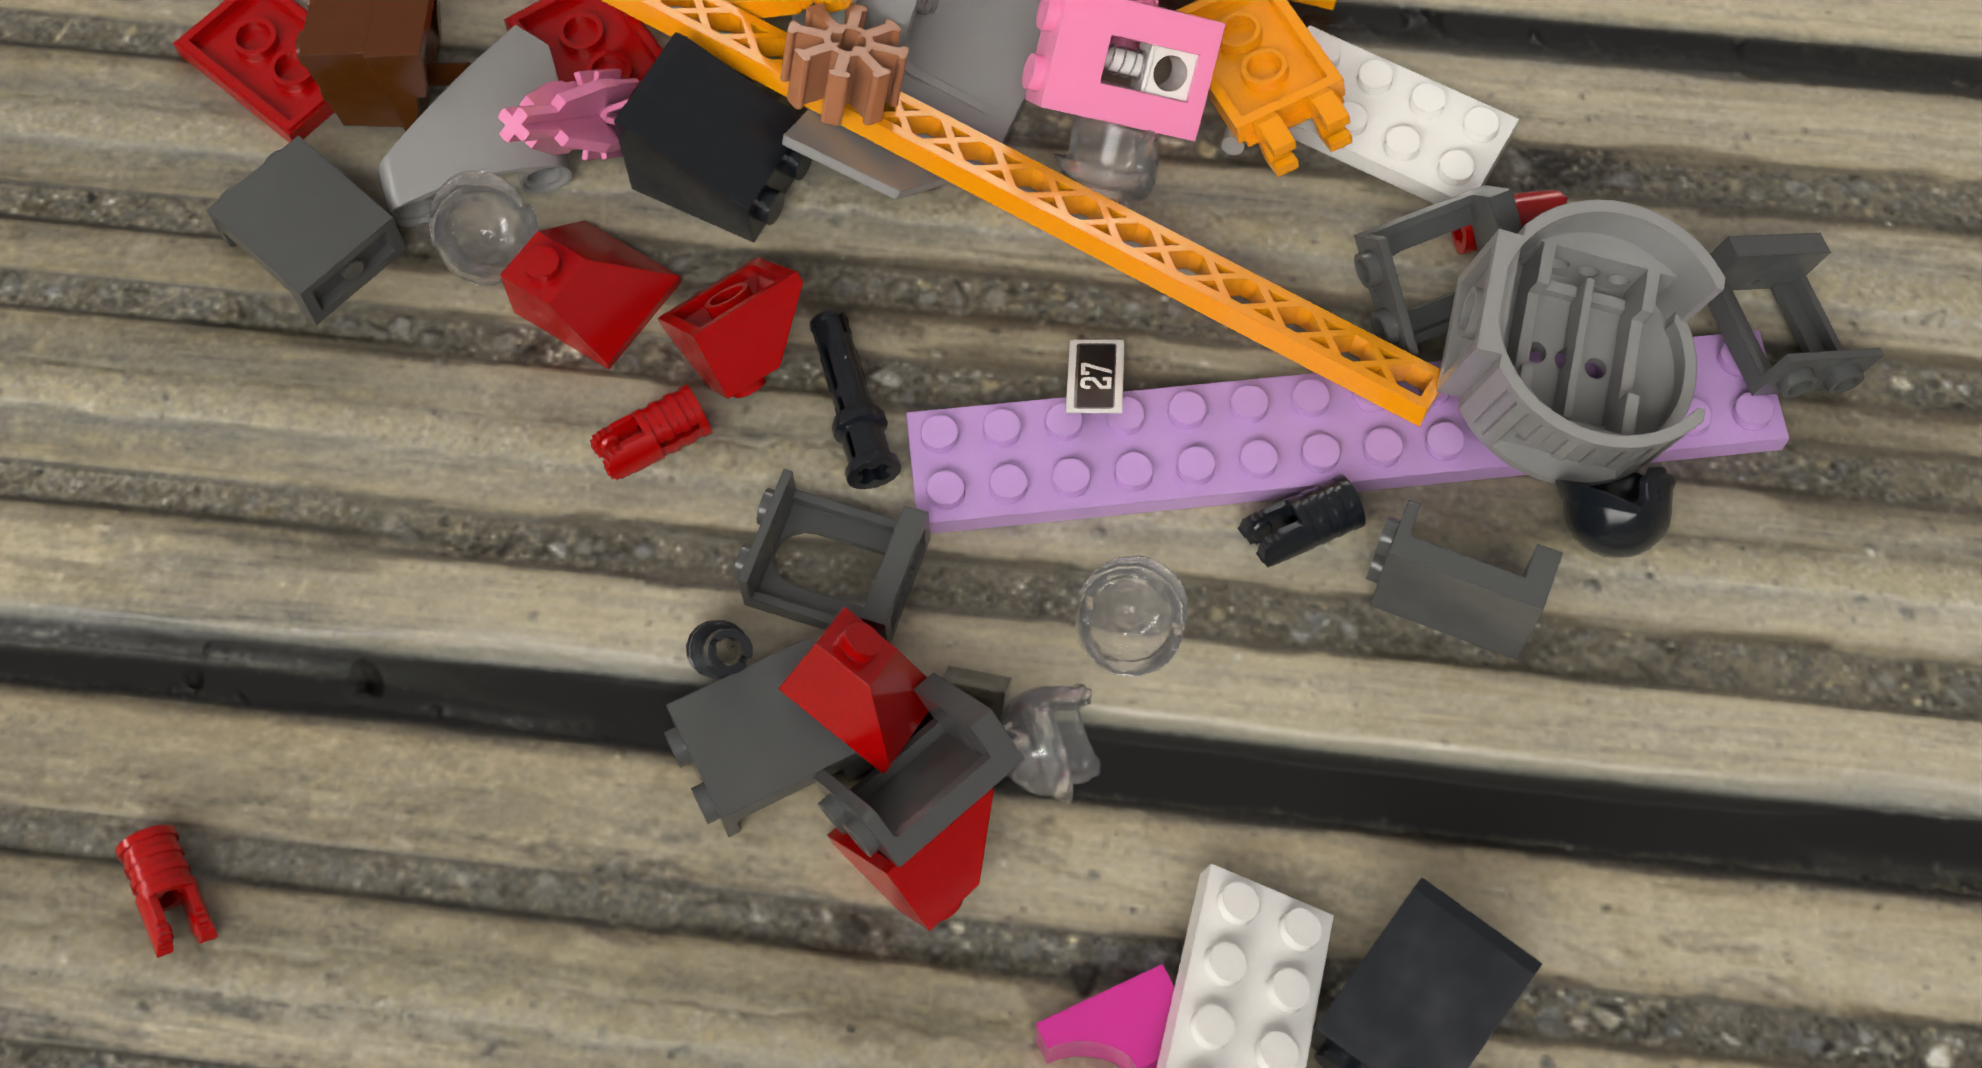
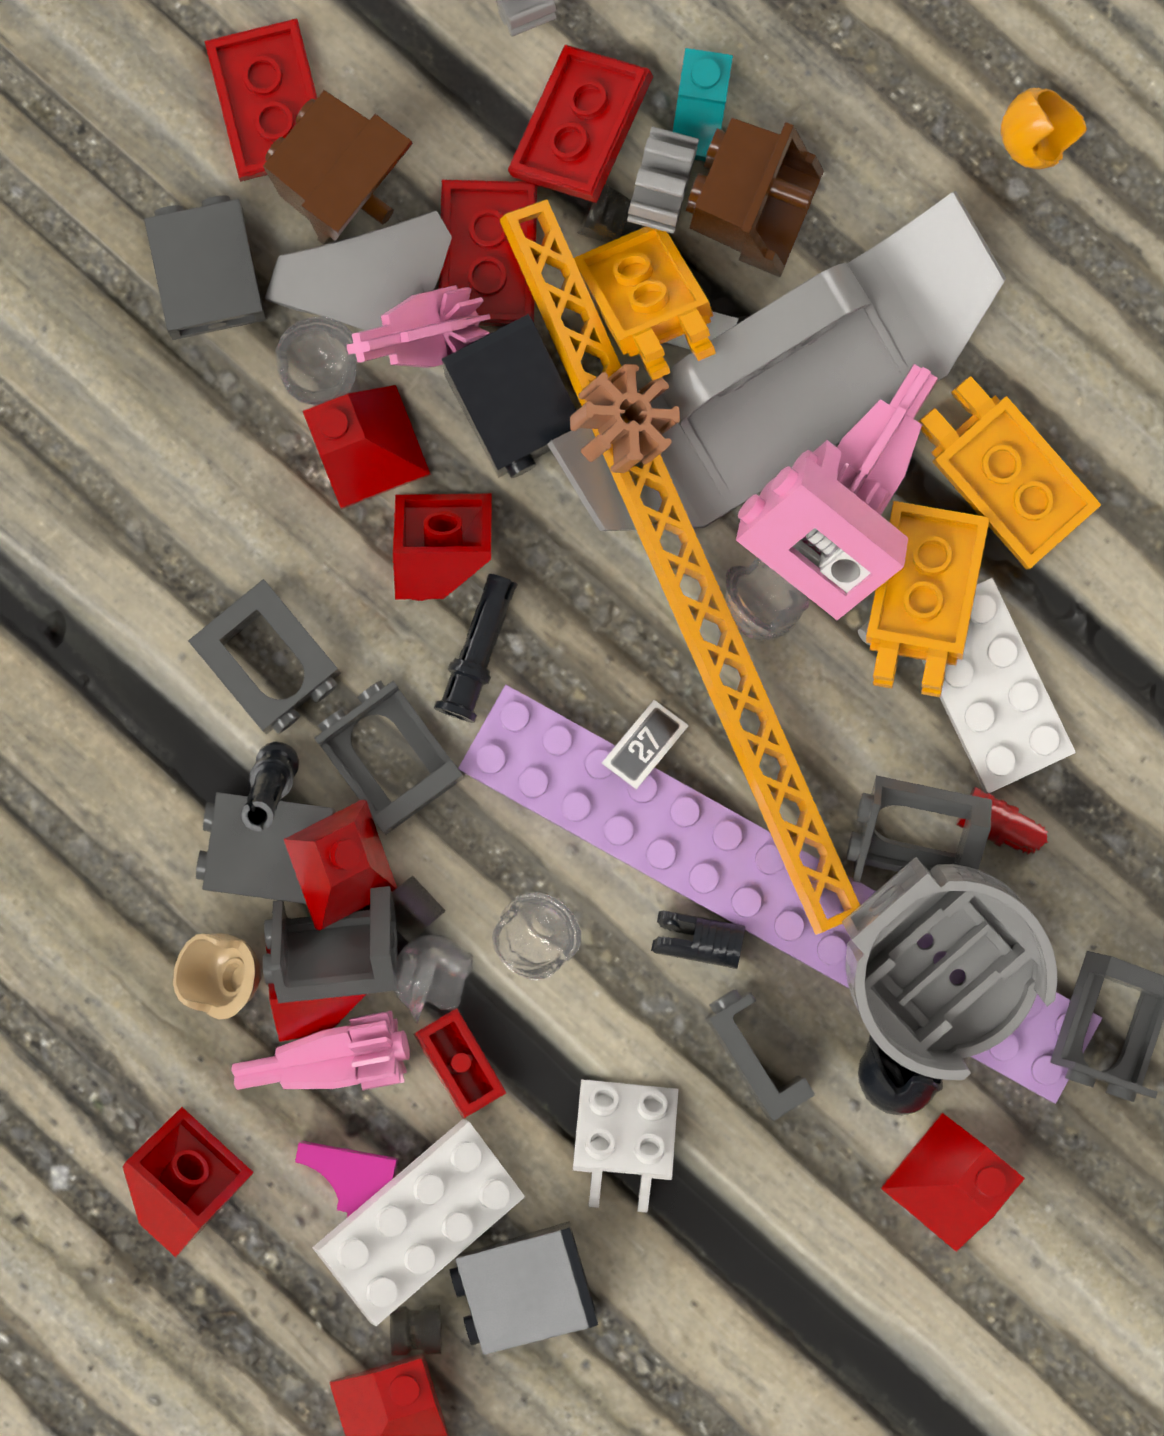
camera: 30 degrees right, 20 degrees up
(651, 433) = (343, 585): red hinge -> none
(670, 591) = (317, 666): none -> dark grey panel
(803, 900) = (216, 974): none -> tan helmet
(1004, 909) = (363, 1053): none -> bright pink piece
(1150, 818) = (460, 1063): none -> red brick
(1387, 763) = (625, 1132): none -> white plate
(1763, 581) = (952, 1182): none -> red slope

